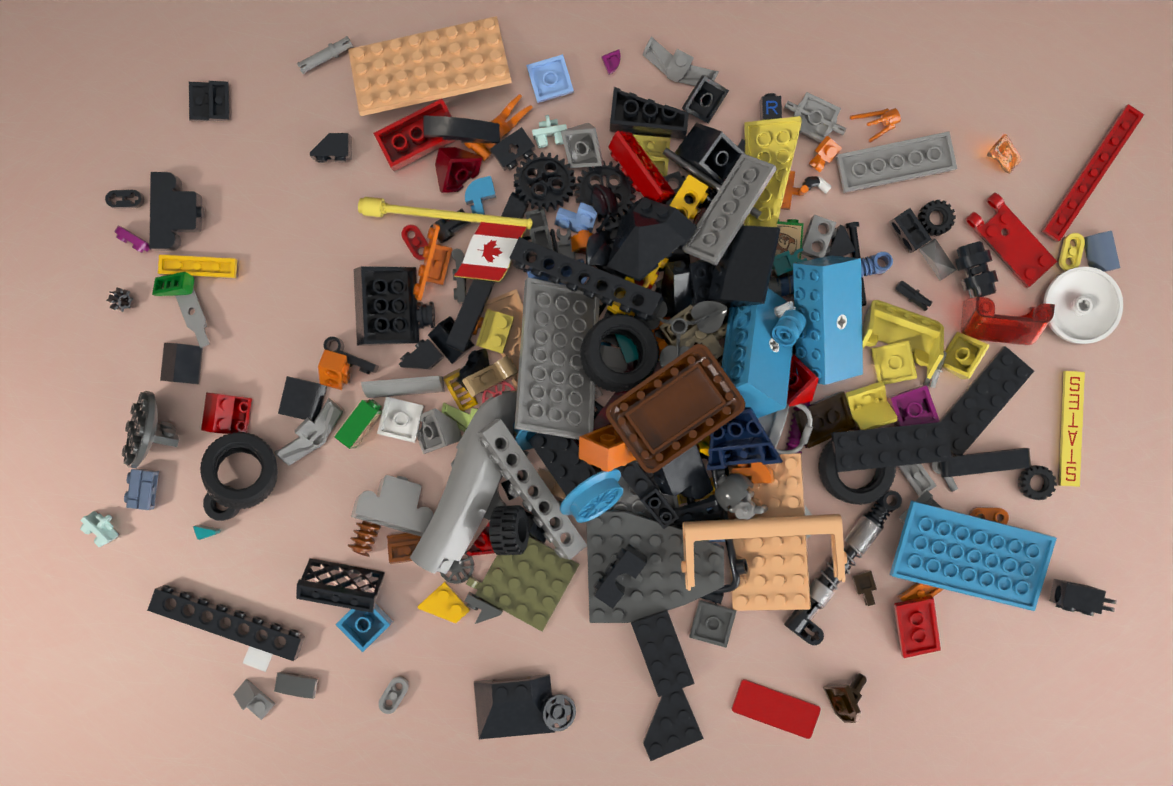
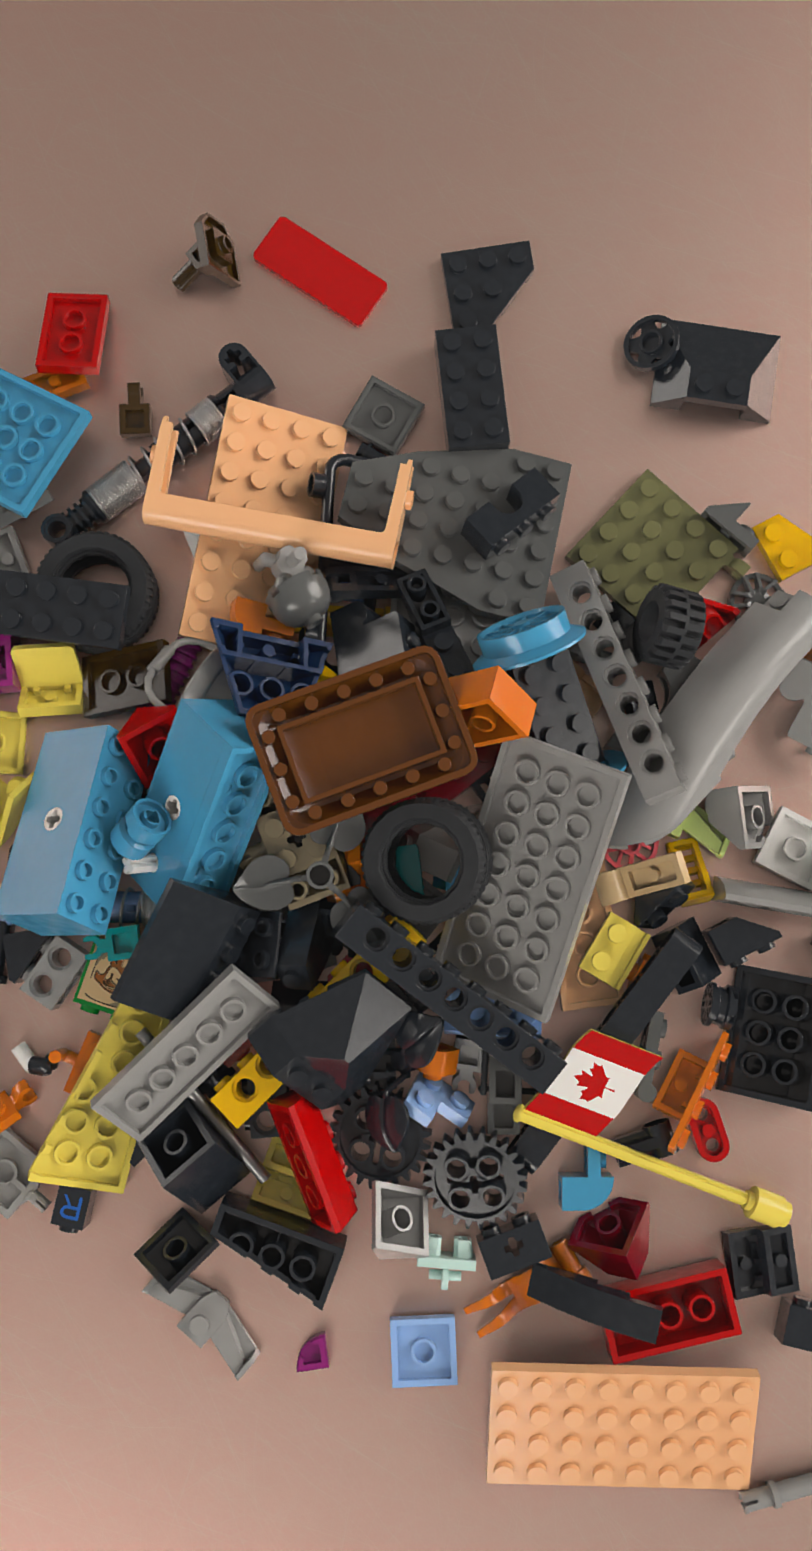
camera: 170 degrees left, 5 degrees down
(368, 175) = (760, 1261): none -> black slope

